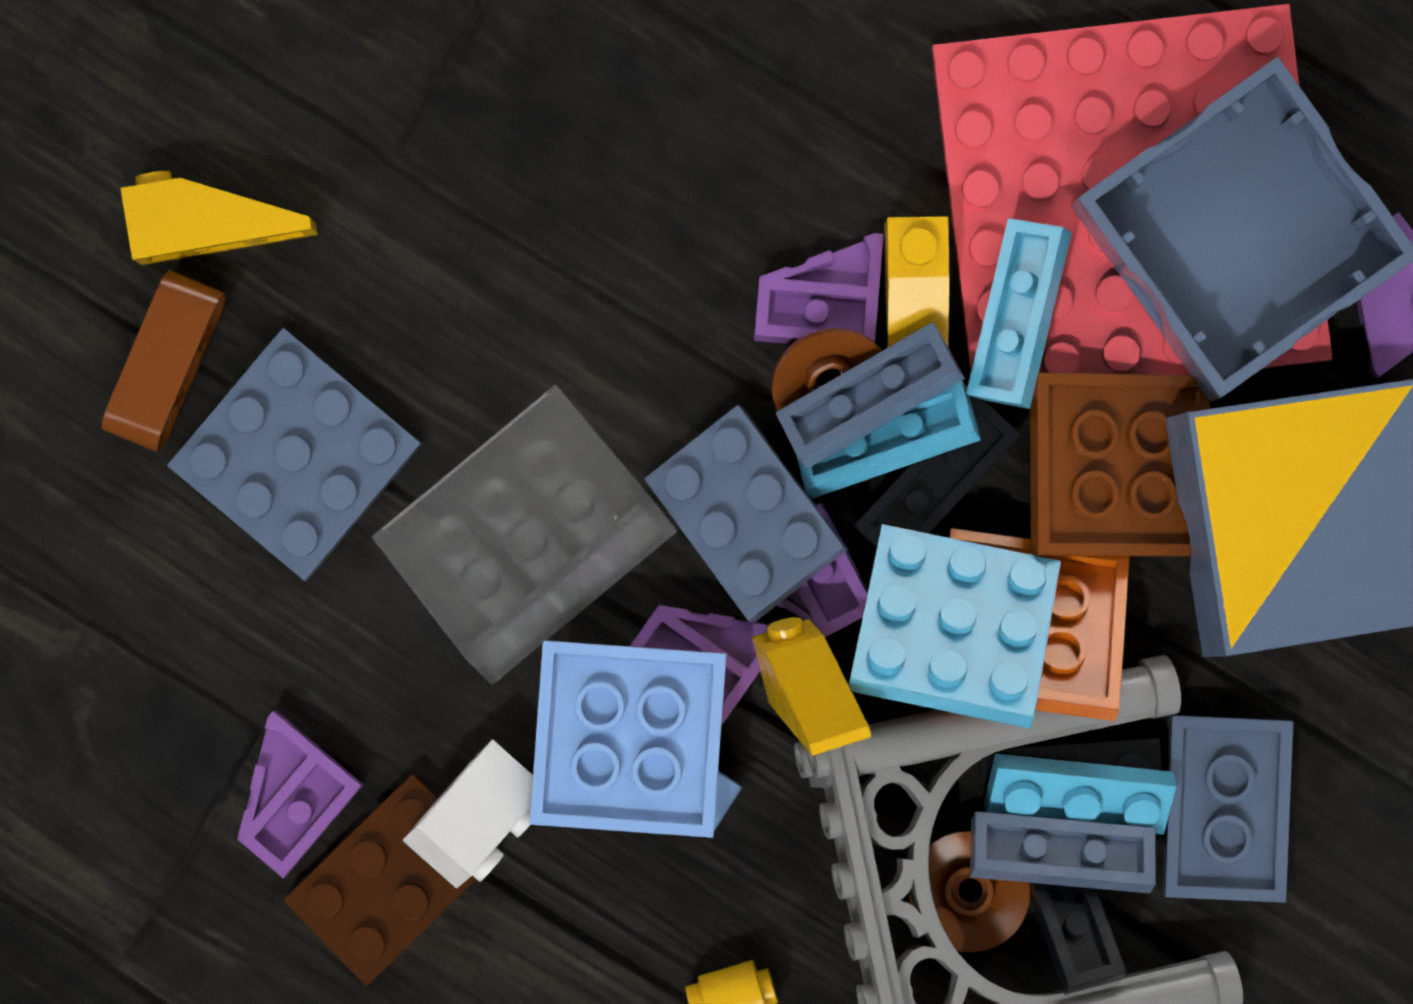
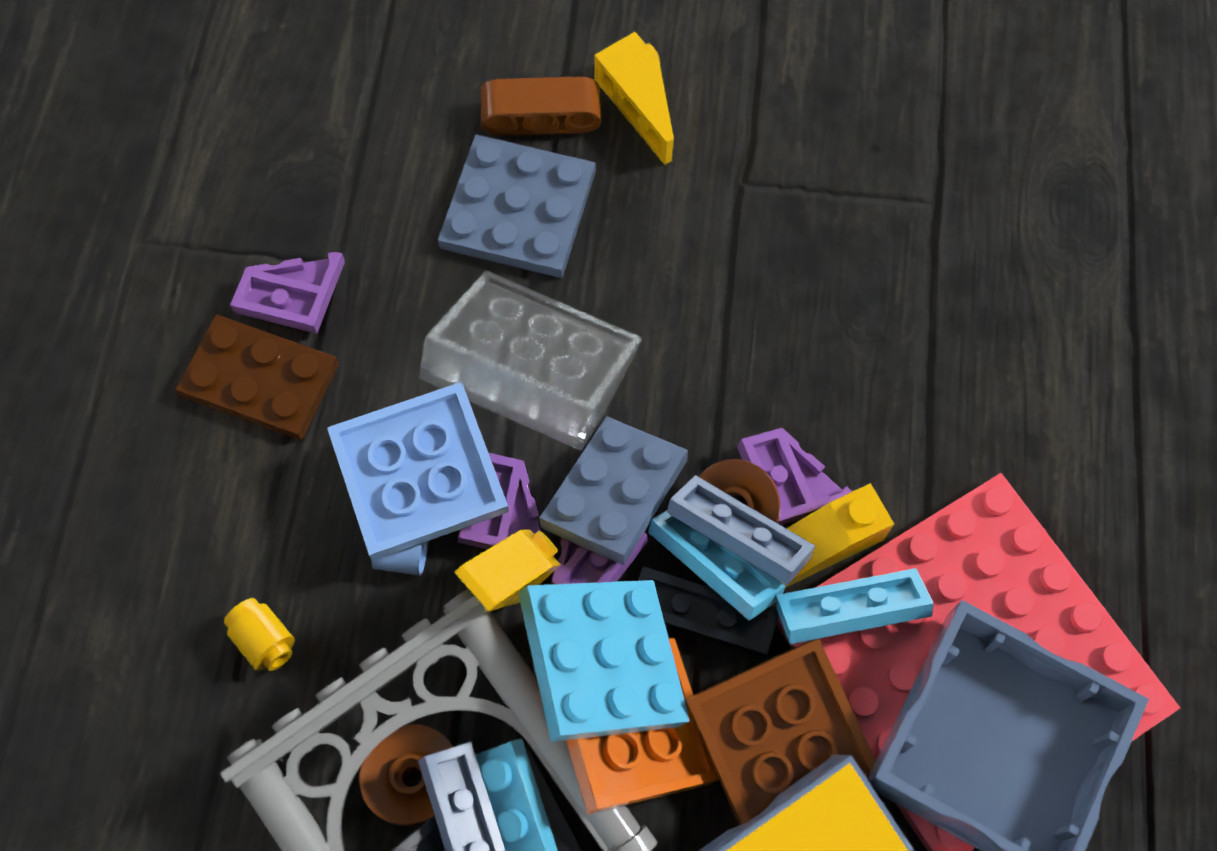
camera: 60 degrees right, 20 degrees down
(474, 816) = (318, 396): white brick -> none

